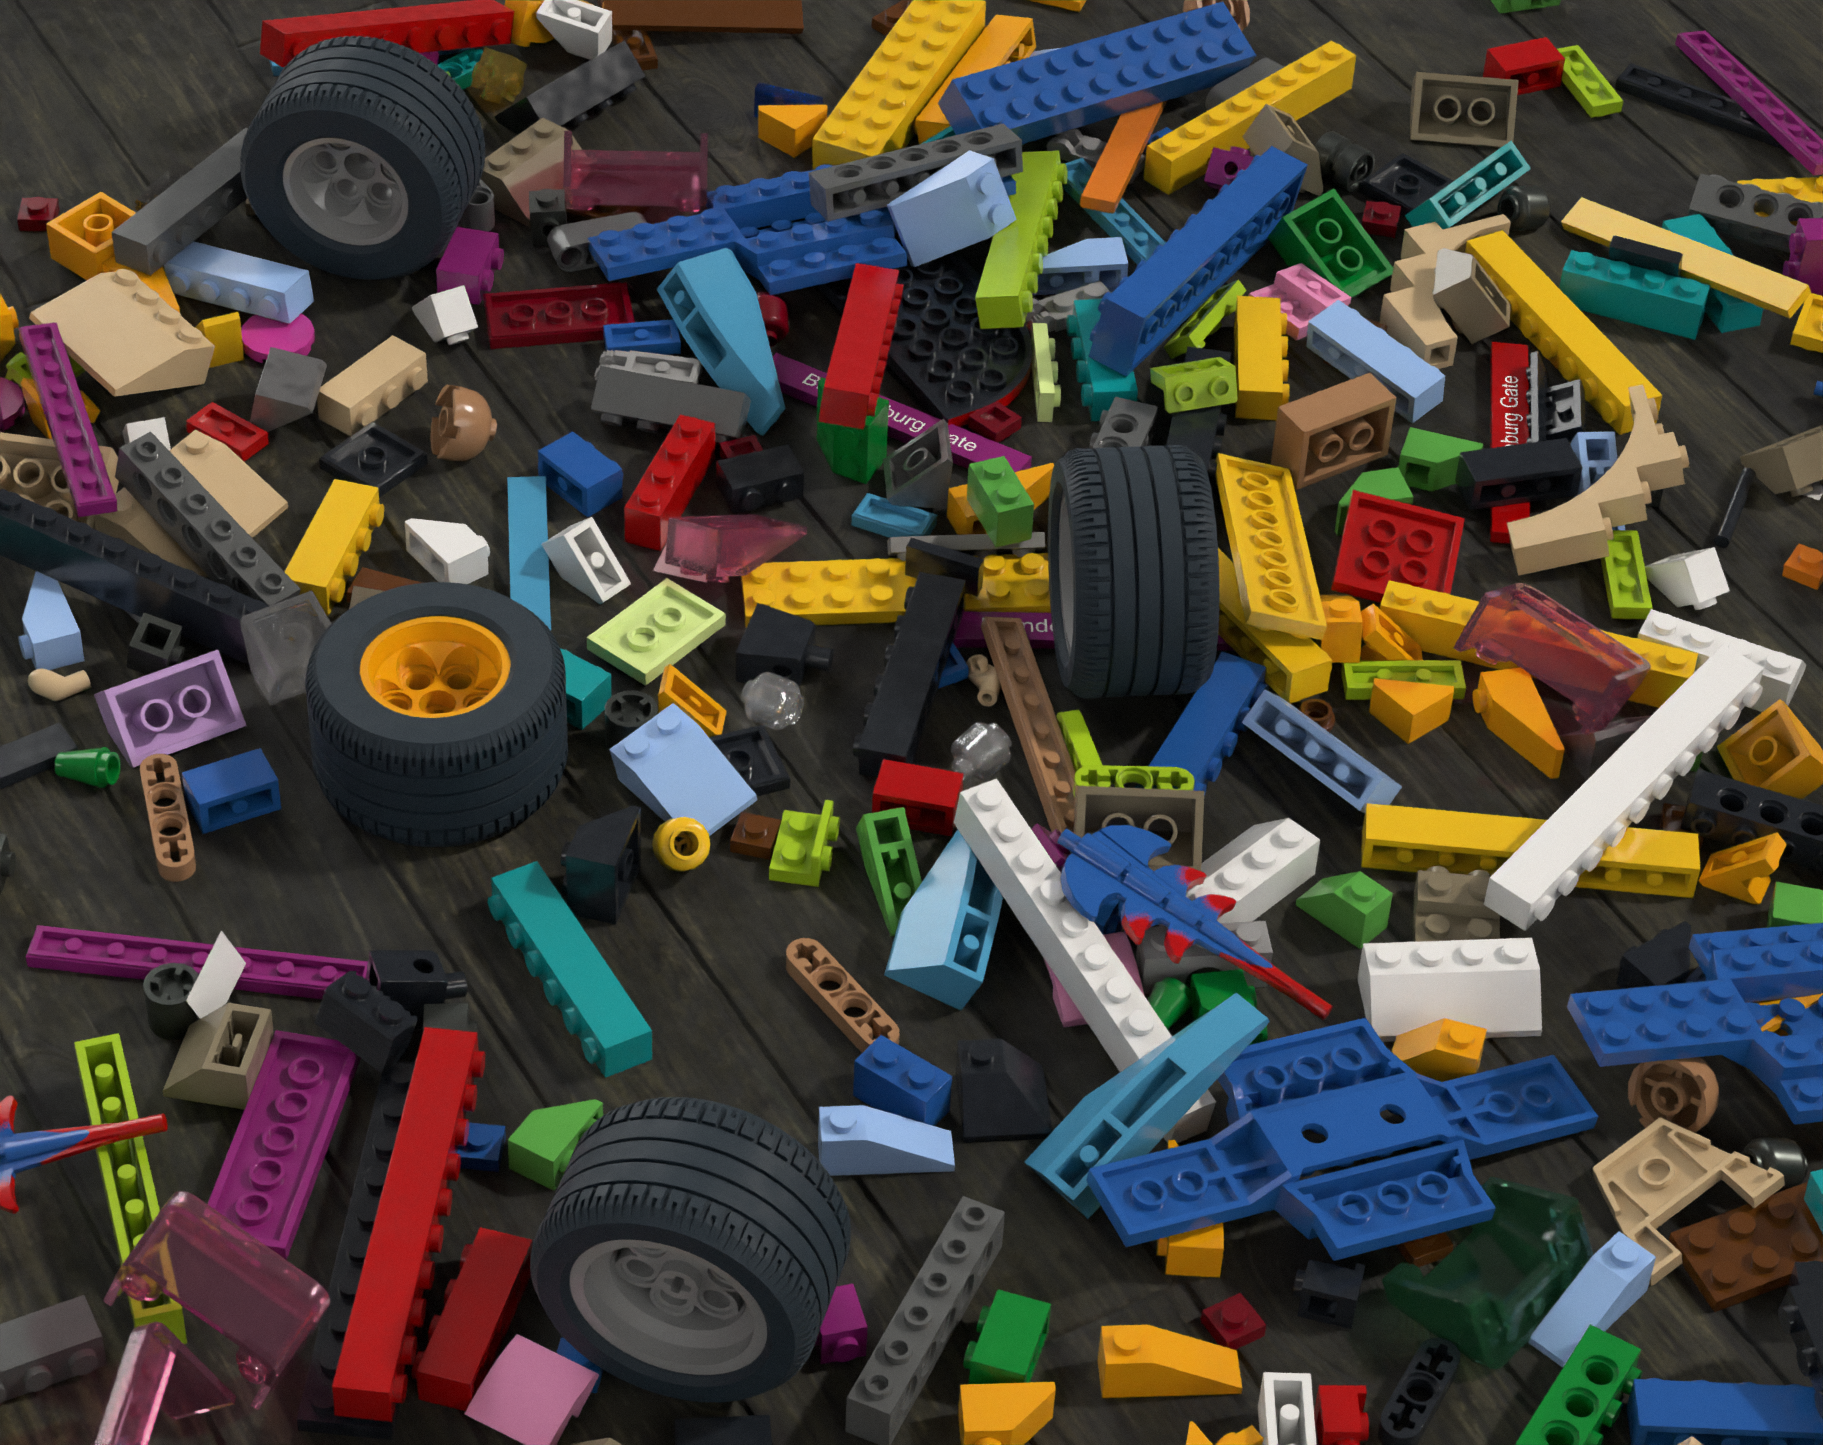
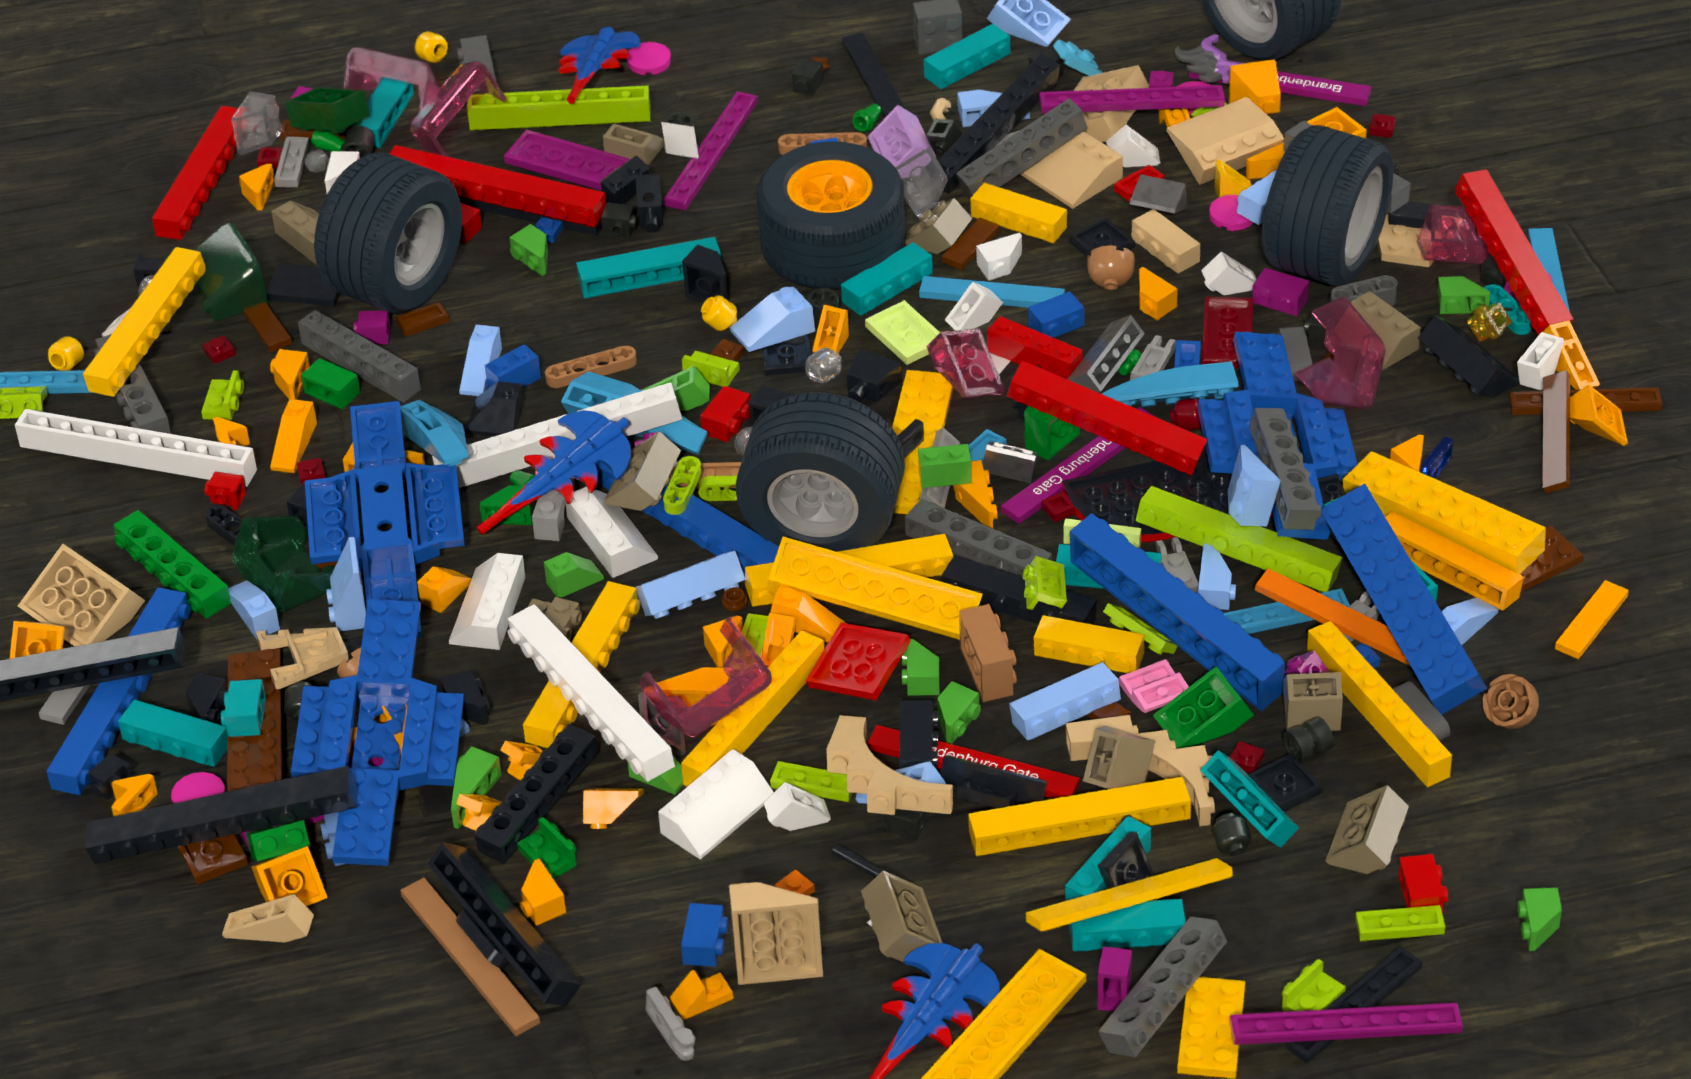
camera: 110 degrees right, 0 degrees up
(507, 380) = (1156, 294): none -> light orange slope
(1537, 1132) = (347, 591): none -> light blue slope
(1723, 136) = (1311, 990): none -> lime bracket

